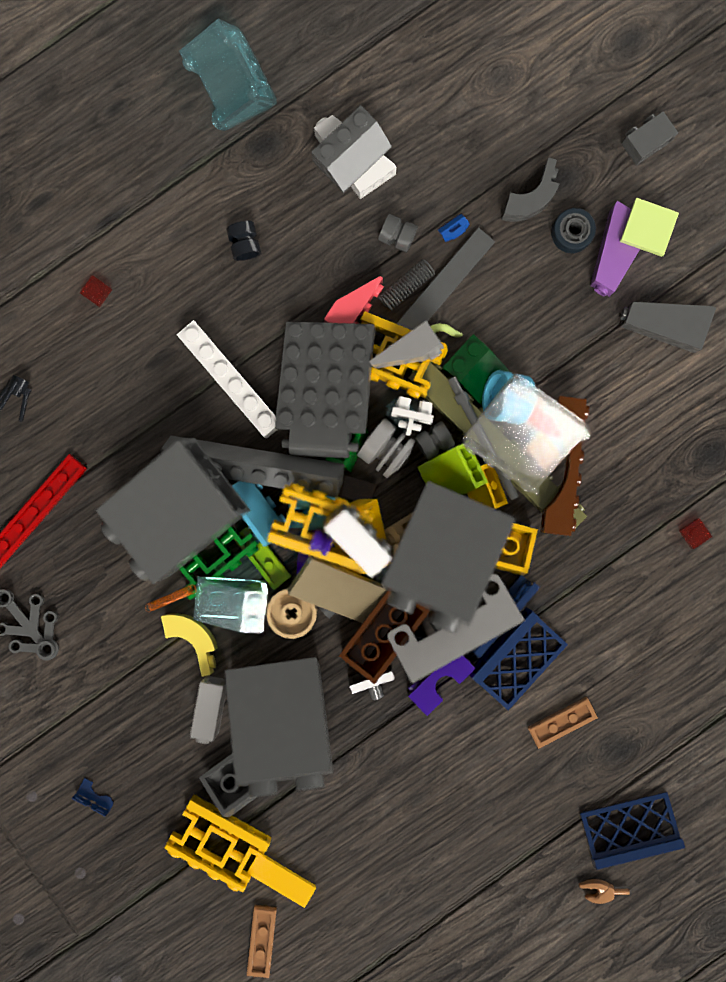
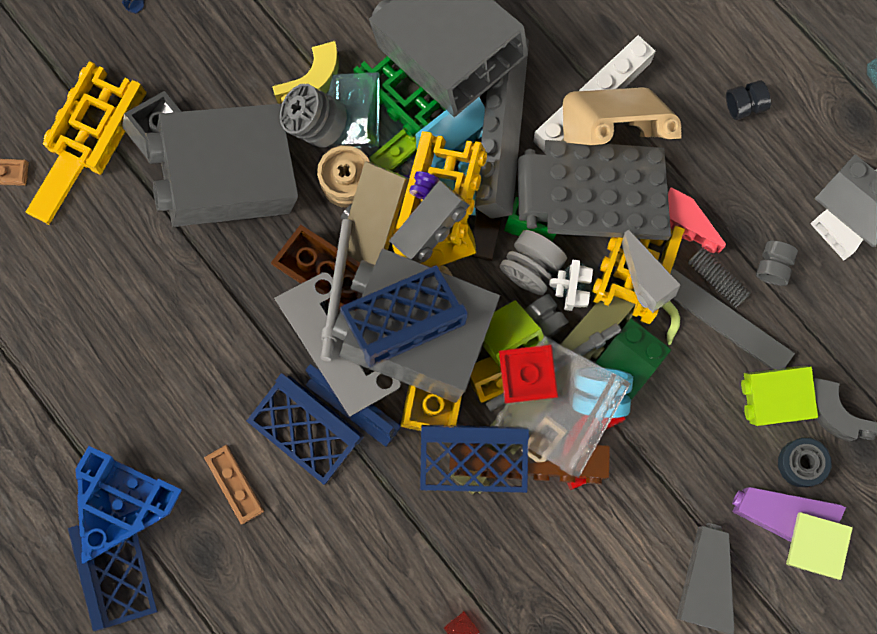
camera: 90 degrees right, 10 degrees down
(170, 596) = (353, 45): orange piece -> none
(209, 709) = (235, 91): light grey brick -> none
(239, 640) = (313, 115): none -> dark grey wheel
(253, 377) = (592, 115): none -> tan windscreen
(359, 683) = (265, 271): tile -> none
(406, 626) = (336, 290): none -> light grey bar
(424, 692) = (262, 325): dark purple arch -> none
(454, 228) = (790, 328): blue piece -> none
(467, 562) = (411, 336): none -> dark blue fence
(496, 461) = (528, 374): none -> red tile
(516, 245) = (779, 395): none -> lime brick
(545, 509) = (474, 434): none -> dark blue fence
(577, 825) = (116, 502): none -> blue wedge
(605, 891) = (42, 544): medium nougat hand -> none

